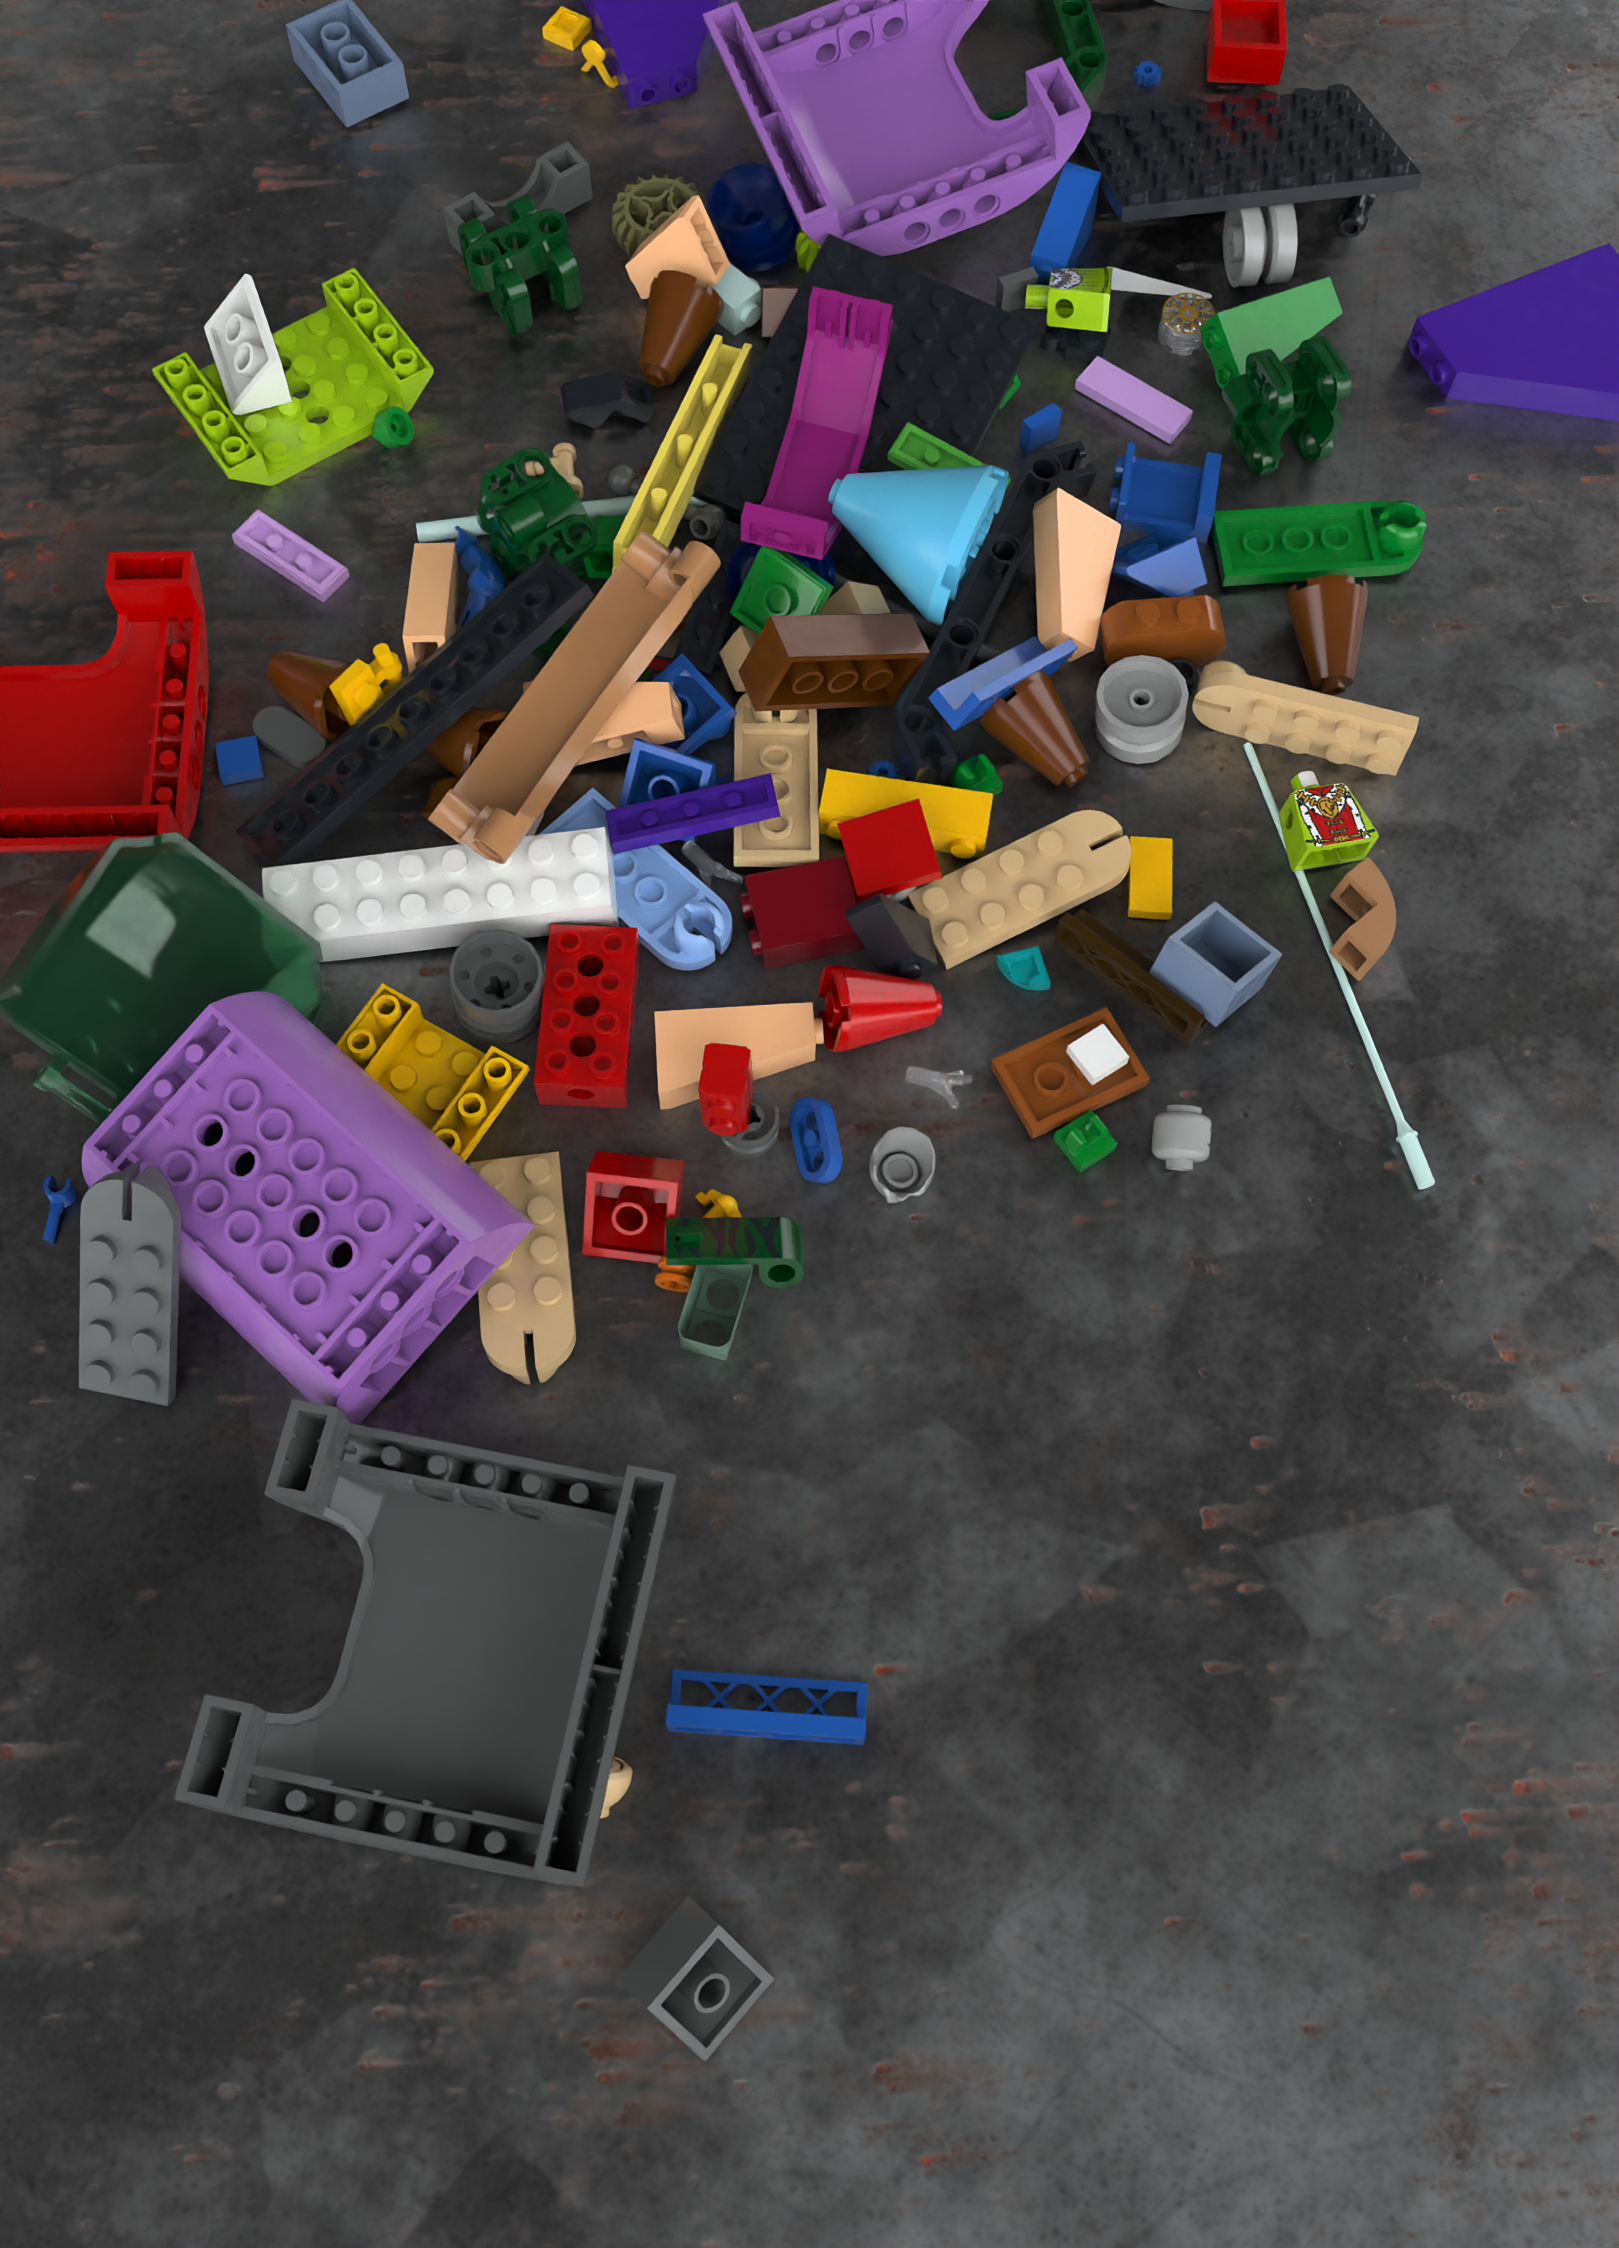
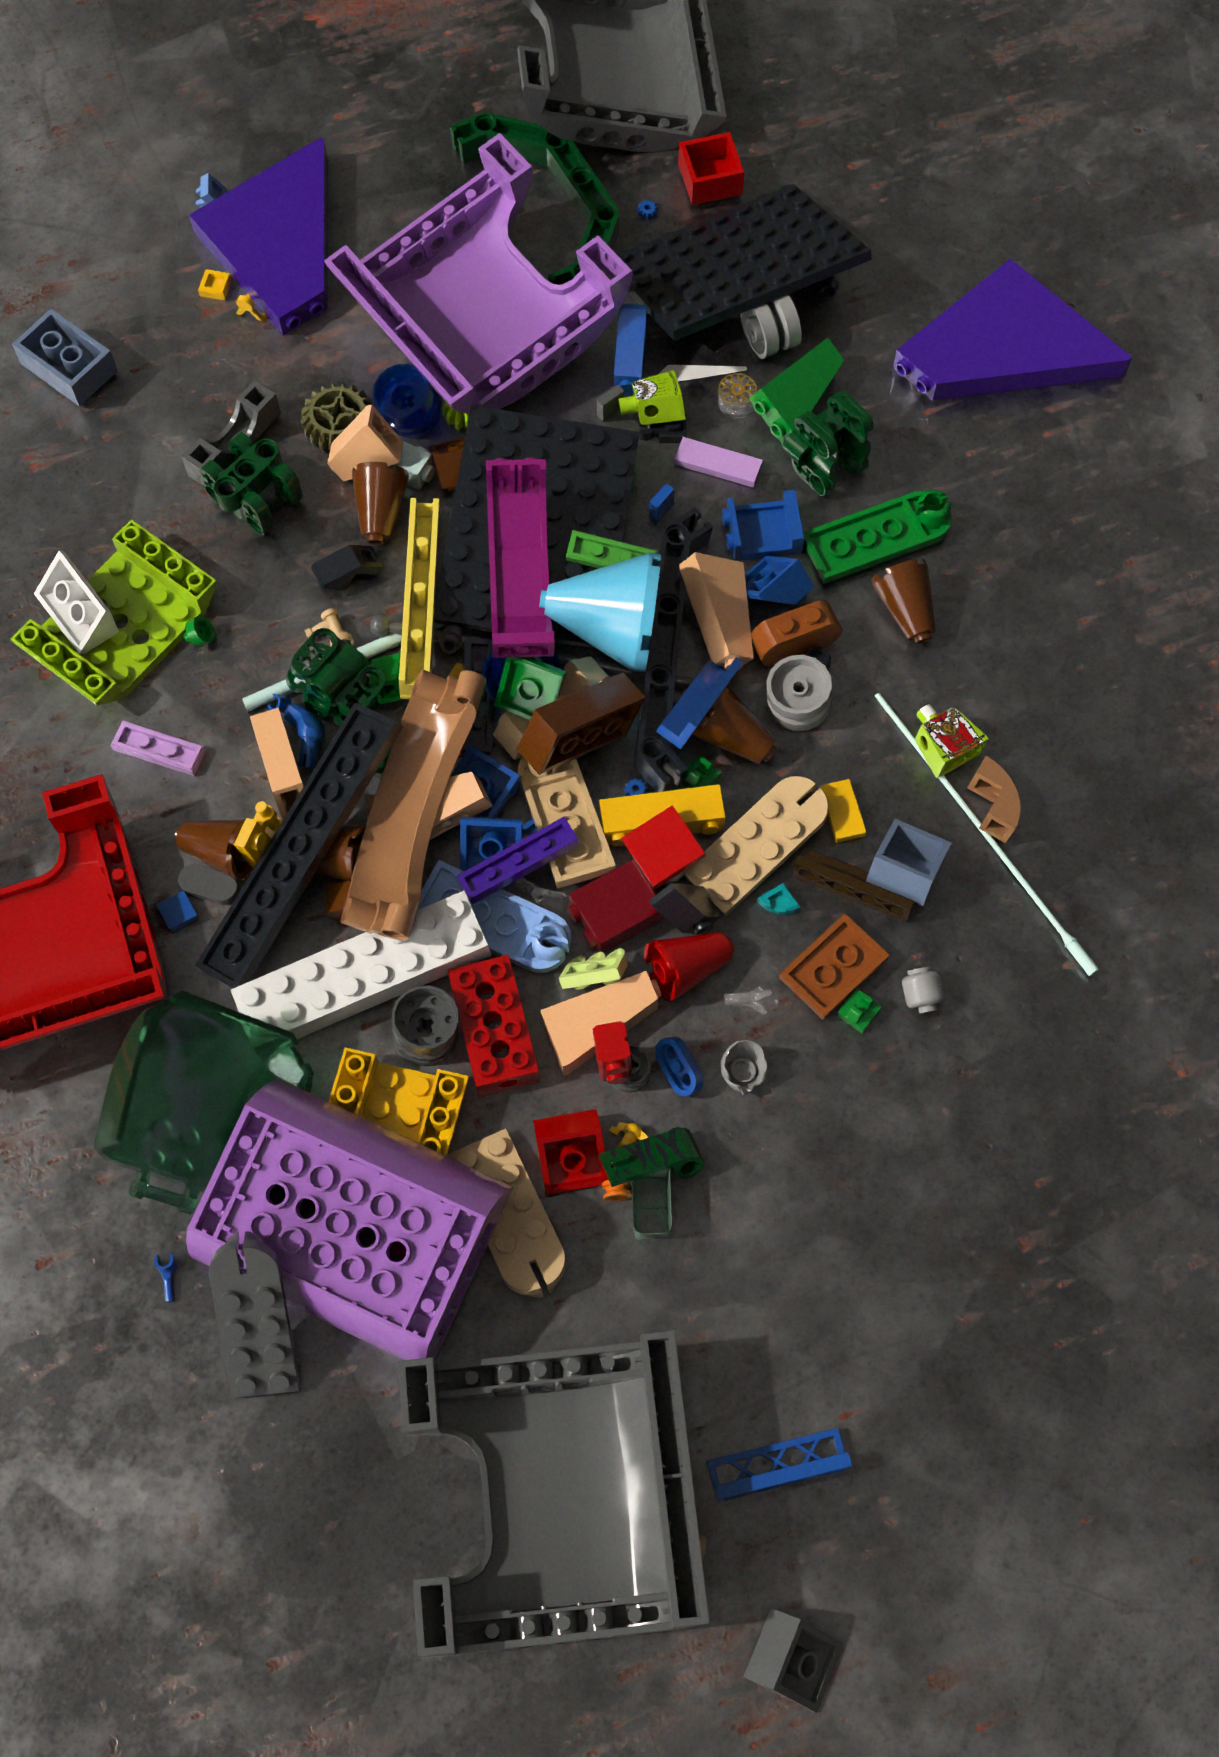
camera: 15 degrees left, 0 degrees up
(752, 982) = (596, 969): none -> yellowish green plate
(1097, 1054) = (850, 949): white tile -> none
(1302, 719) = (909, 670): tan plate -> none

